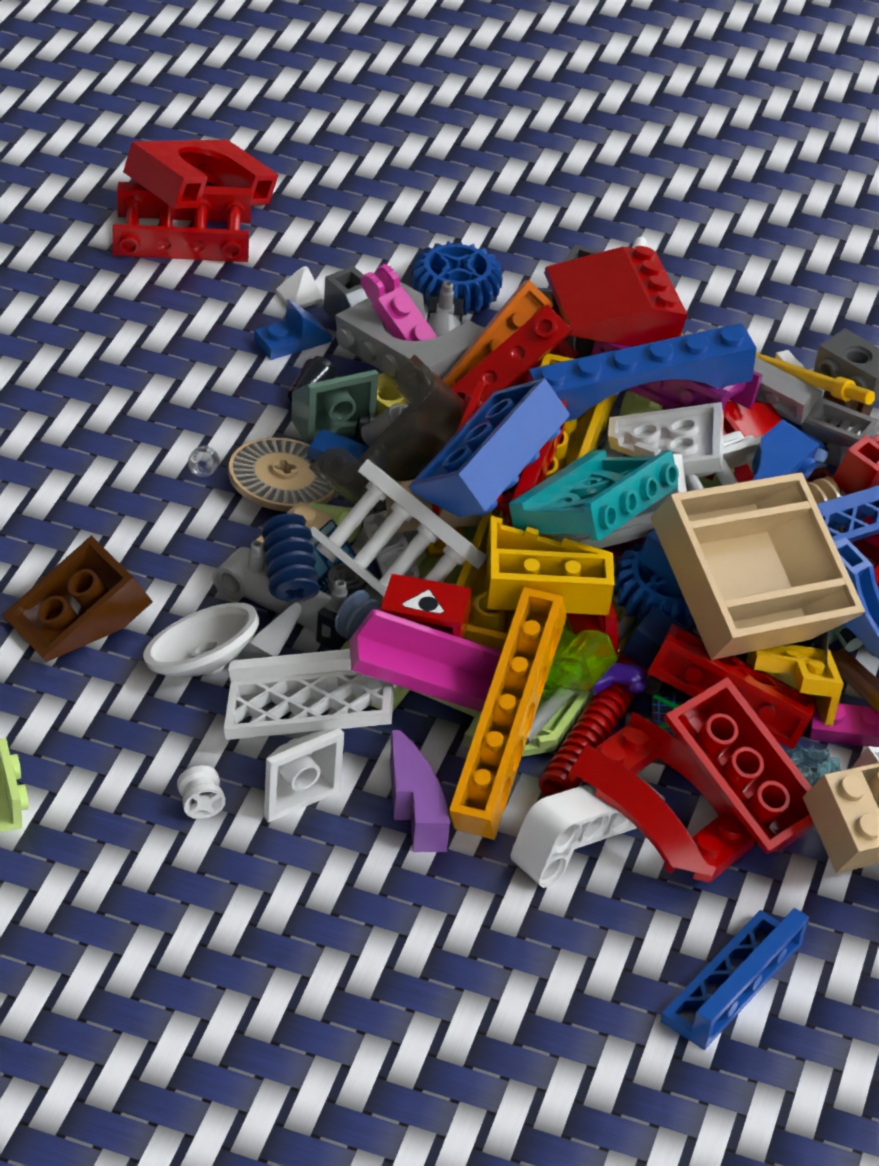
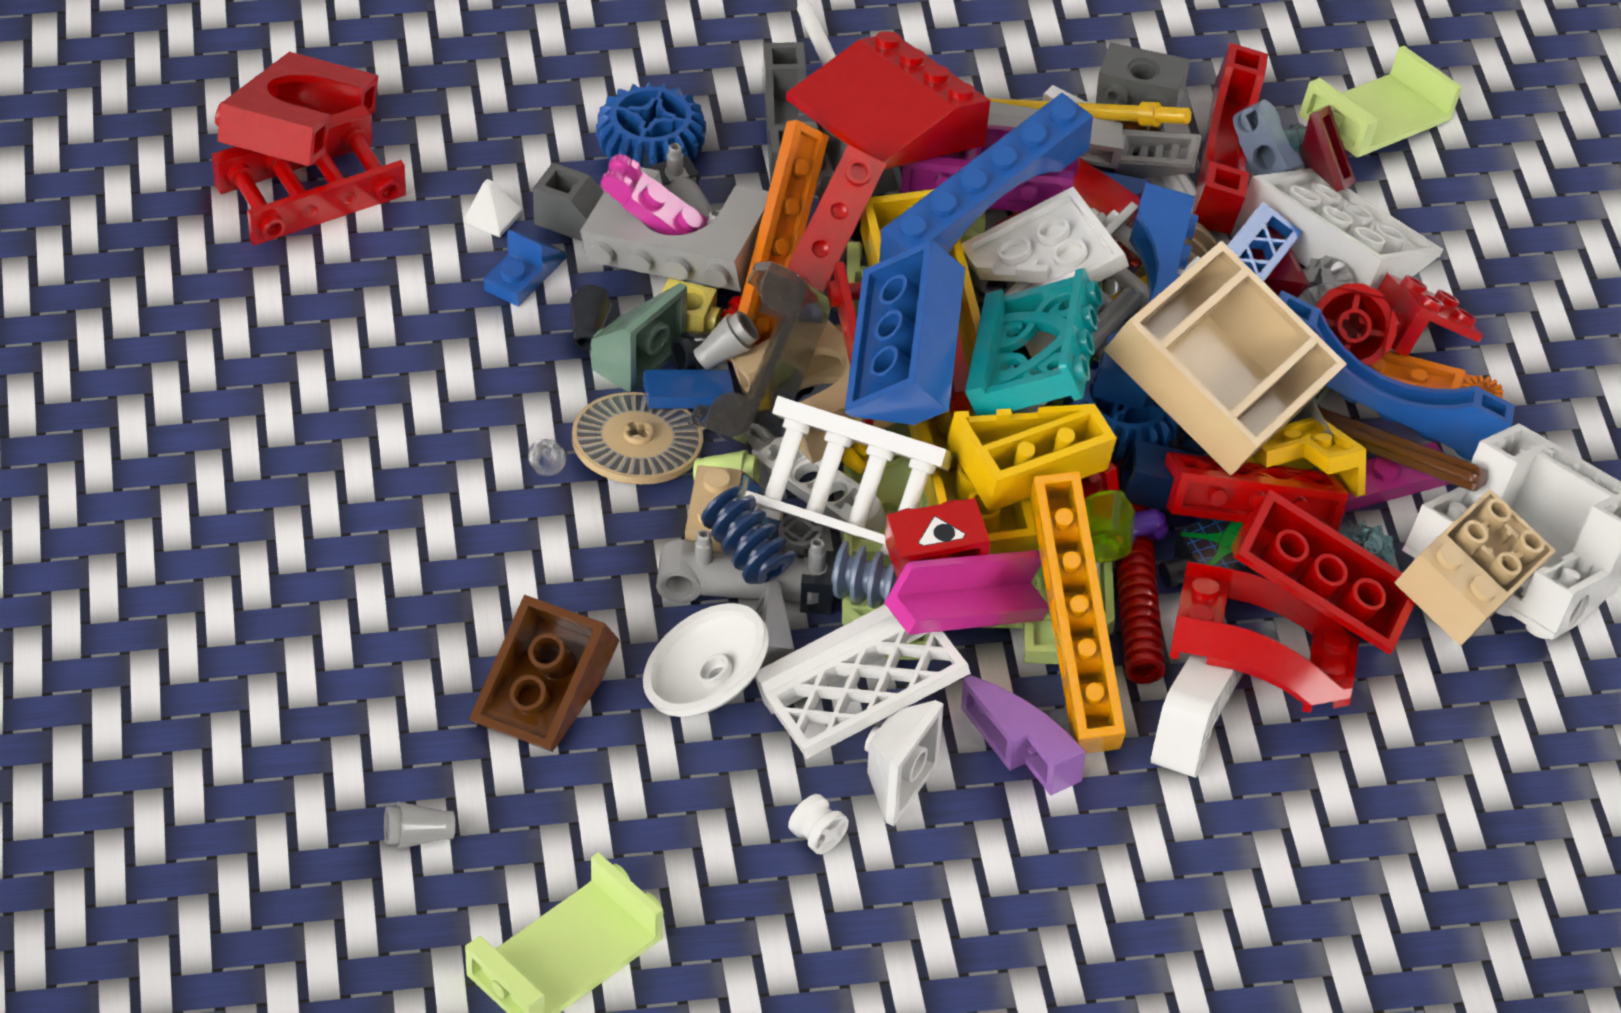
camera: 25 degrees left, 5 degrees up
(740, 984) = (1443, 784): blue fence -> none

